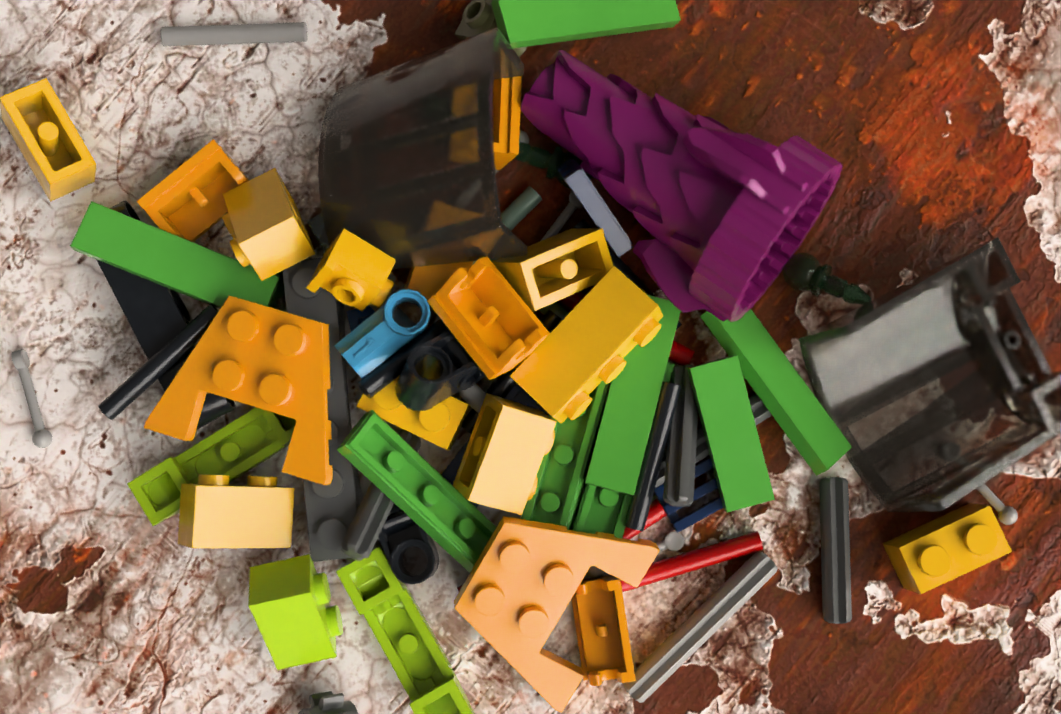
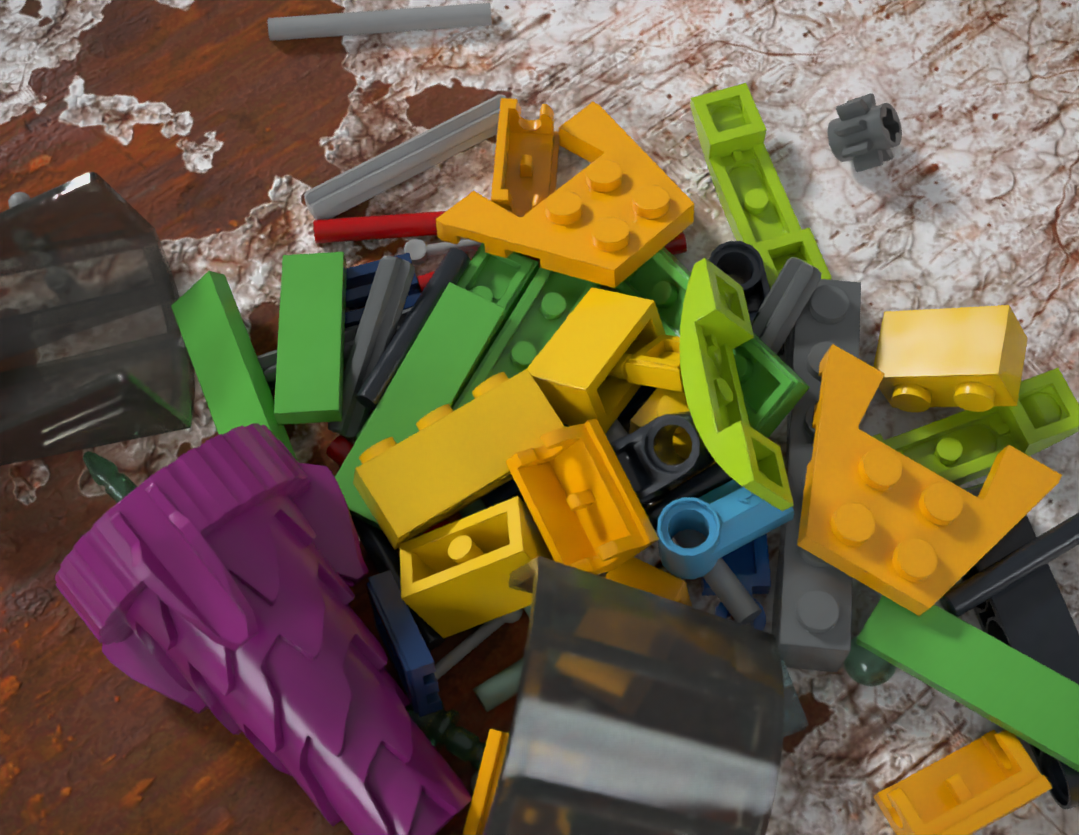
camera: 165 degrees left, 20 degrees down
(266, 225) = (866, 711): yellow brick -> none
(294, 611) = (889, 239): lime brick -> none
(354, 272) = (754, 600): yellow brick -> none
(418, 484) = (710, 328): none -> lime slope
(445, 455) = (657, 364): none -> yellow tile
(835, 550) = (230, 202): dark grey axle -> none
(947, 547) = (122, 154): yellow brick -> none

